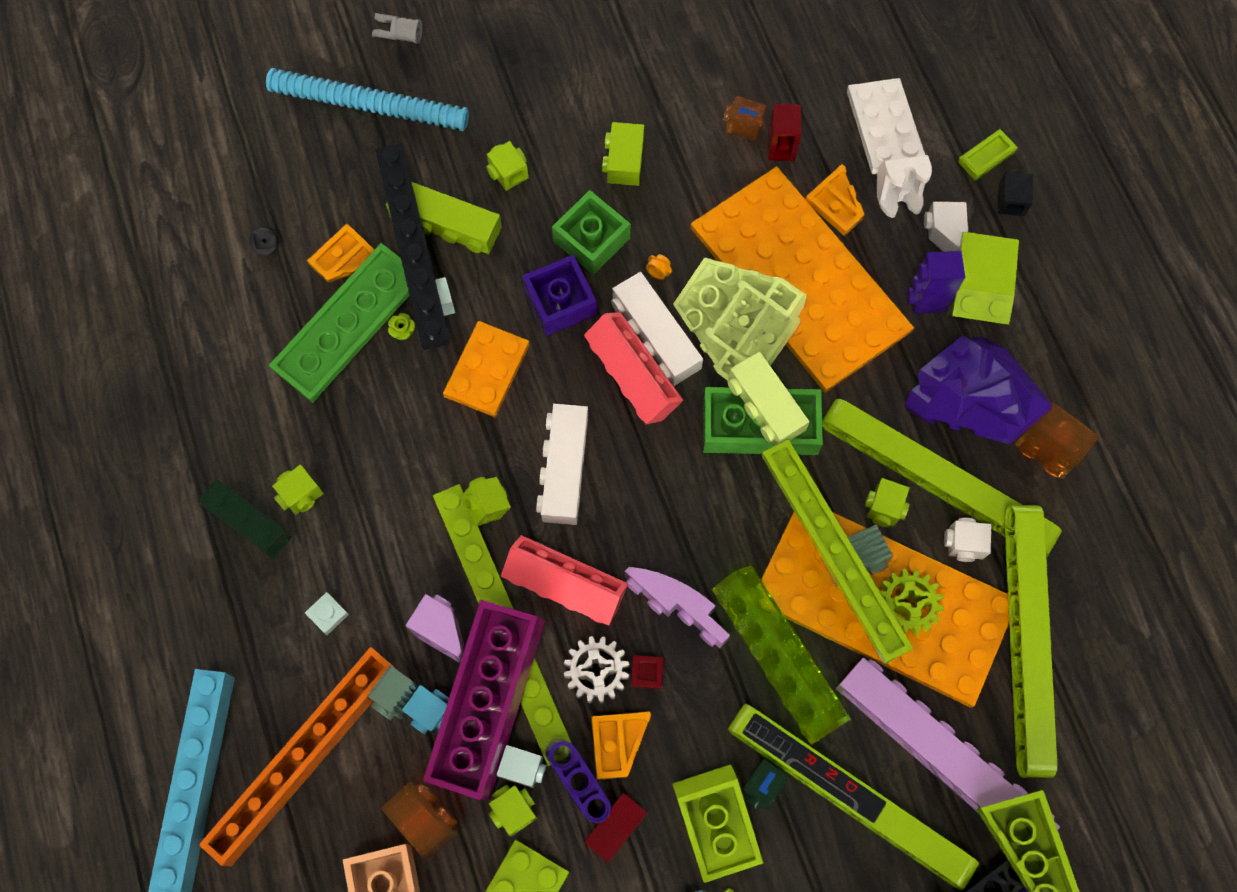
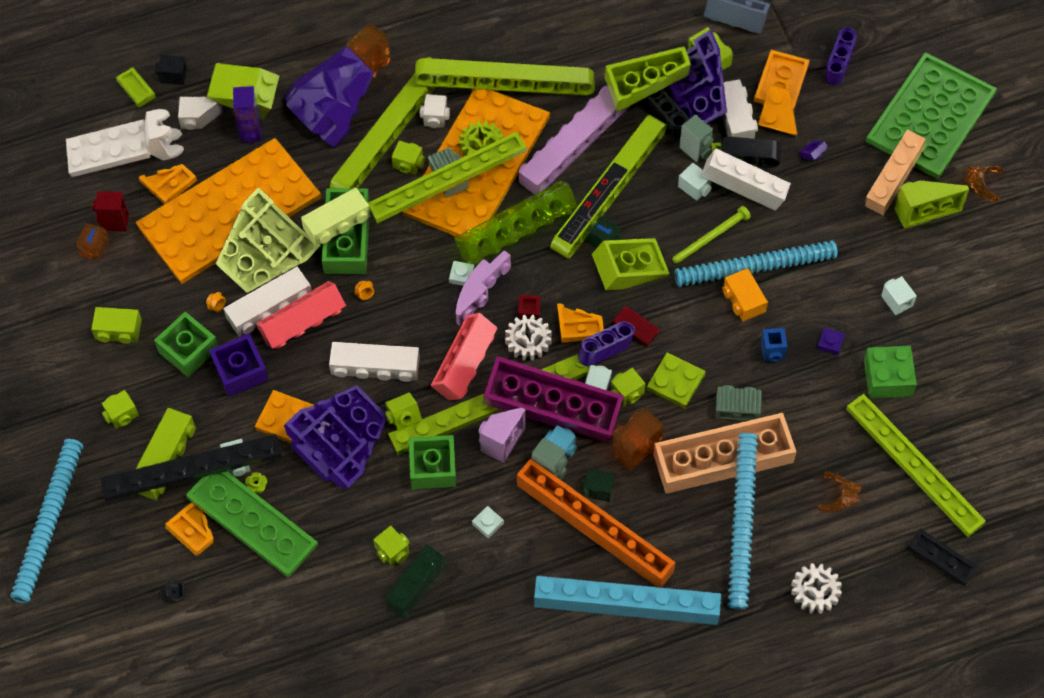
camera: 90 degrees left, 10 degrees down
(364, 763) = (598, 485): none -> clear green brick
(407, 538) = (432, 462): none -> bright green brick
(452, 419) = (337, 435): none -> dark purple wedge
(675, 449) = (364, 290): none -> light orange plate
(704, 578) = (460, 272): none -> light aqua plate

